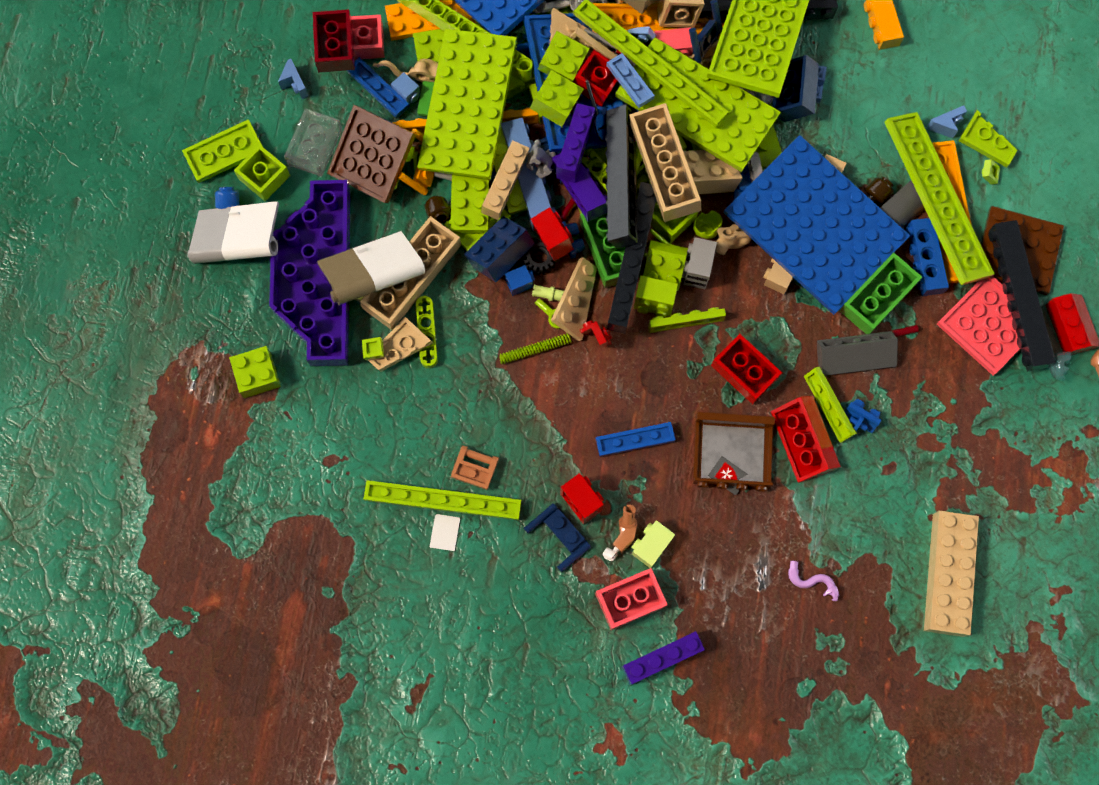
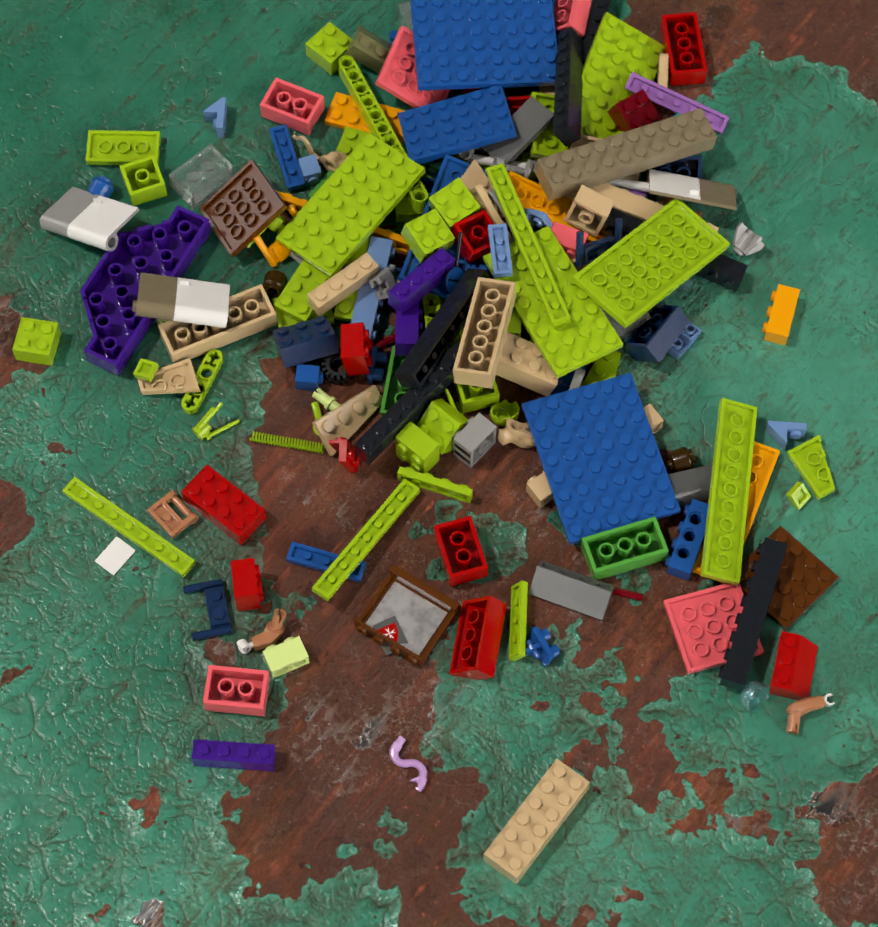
camera: 30 degrees right, 10 degrees down
(333, 40) = (266, 98): dark red brick -> none
(453, 375) = (202, 429): none -> lime plant
(515, 435) = (223, 504): none -> red brick
(660, 402) = (365, 540): none -> lime plate

